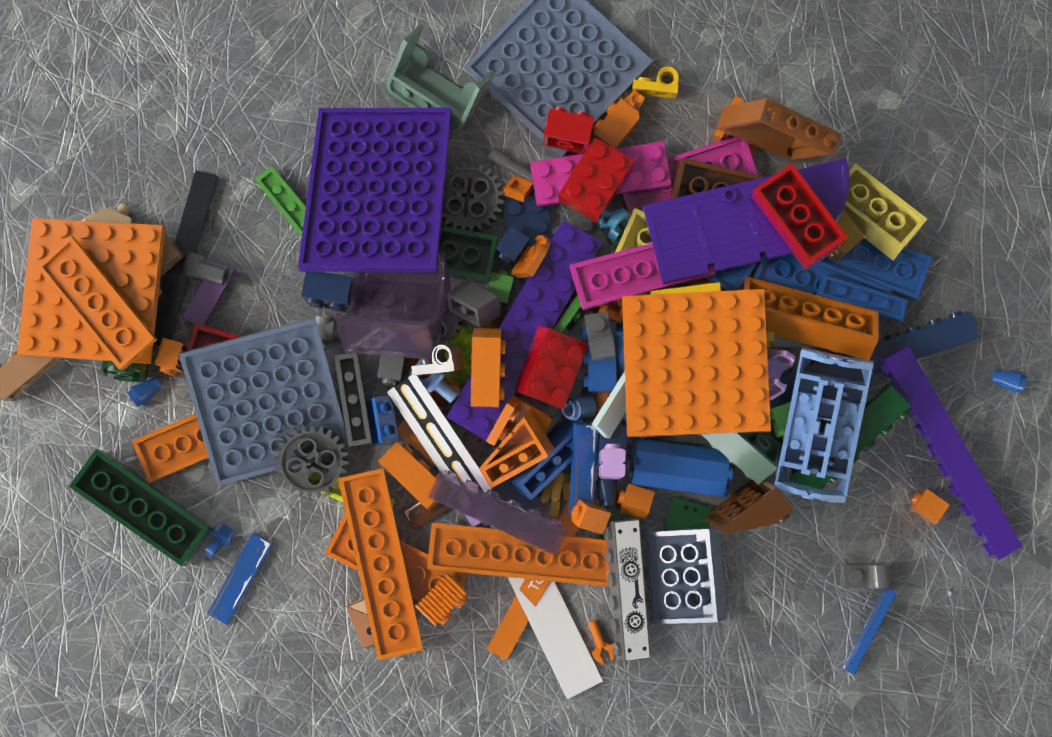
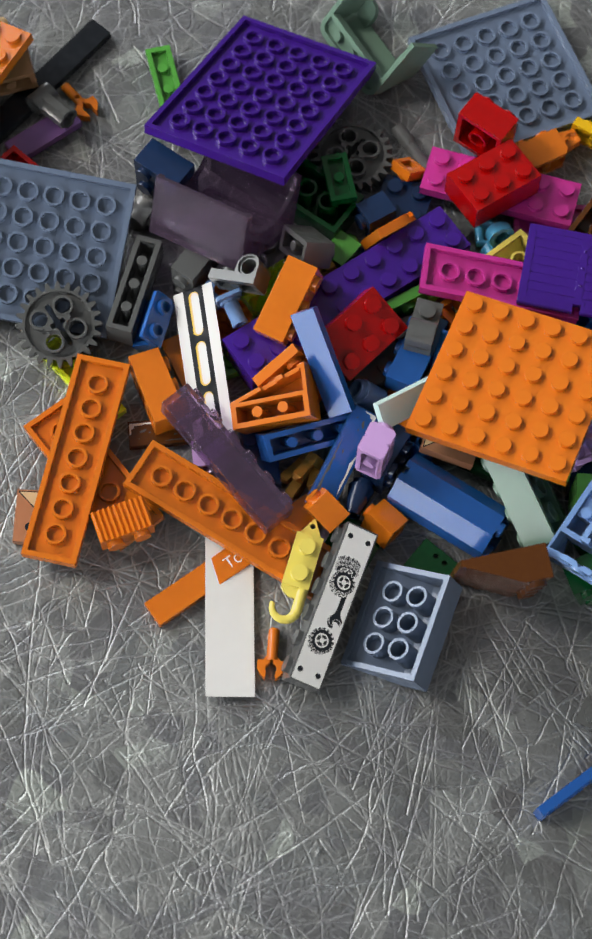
camera: 25 degrees right, 15 degrees down
(222, 249) = (90, 103): none -> orange bar
(471, 233) = (338, 179): none -> dark green plate
(537, 407) = (323, 362): none -> tile
(592, 573) = (299, 571): none -> light yellow plate

